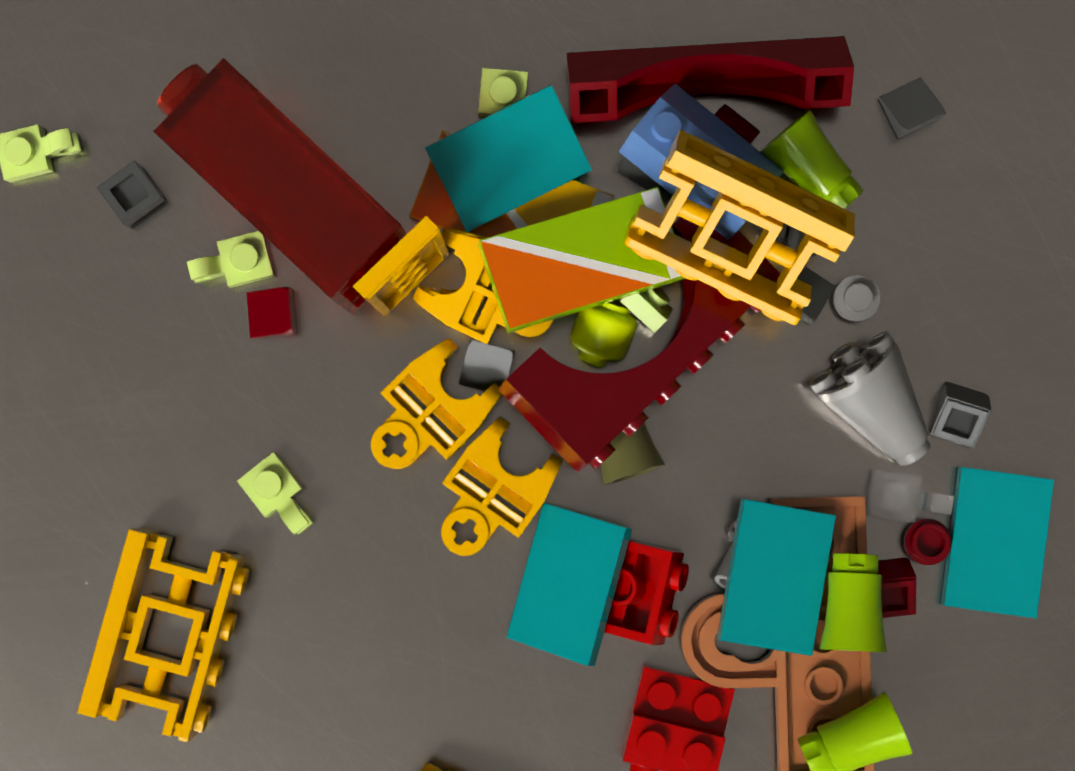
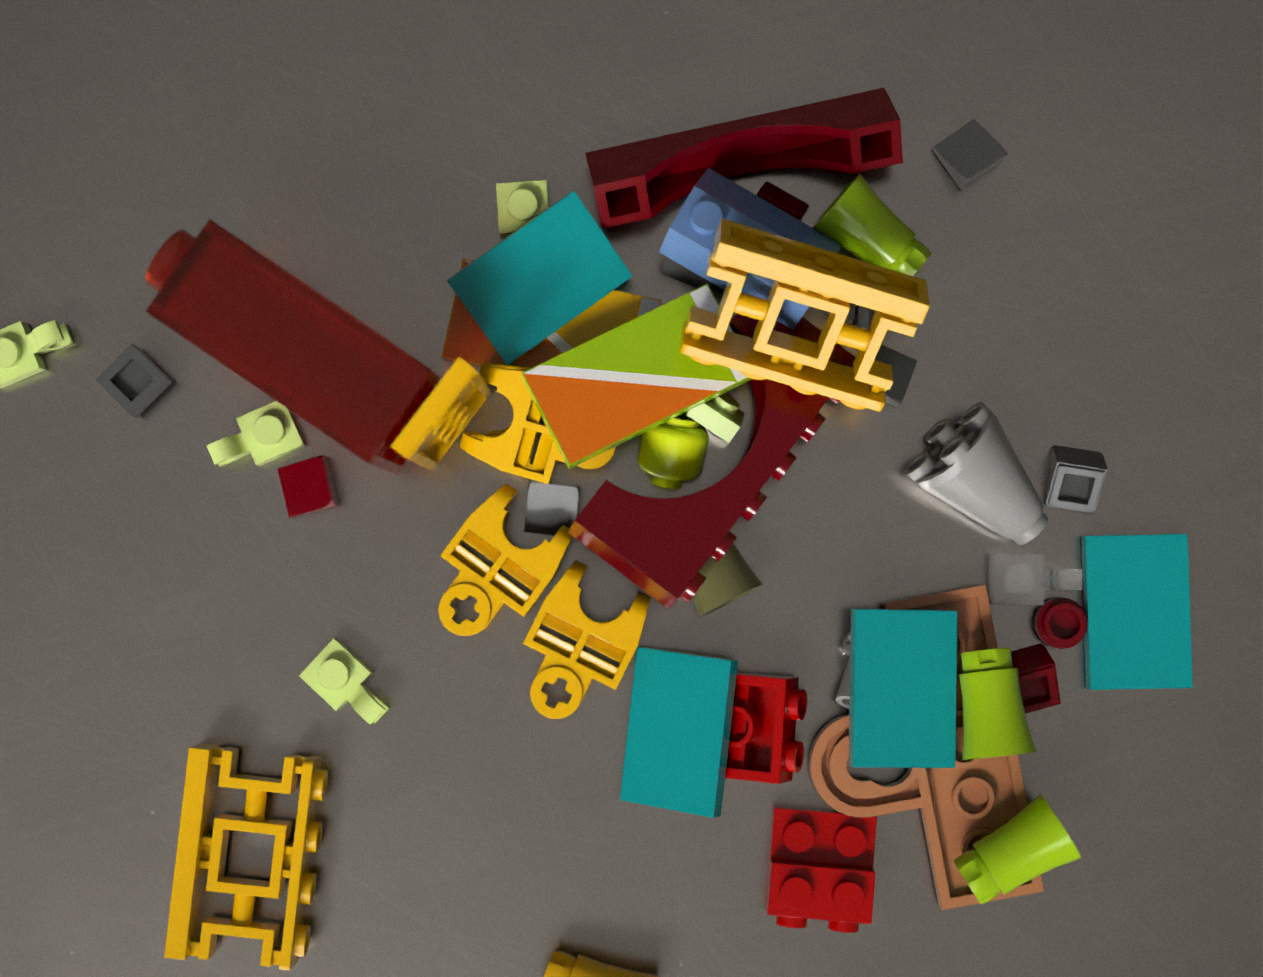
camera: 10 degrees left, 0 degrees up
(856, 298) = (942, 370): light grey plate -> none

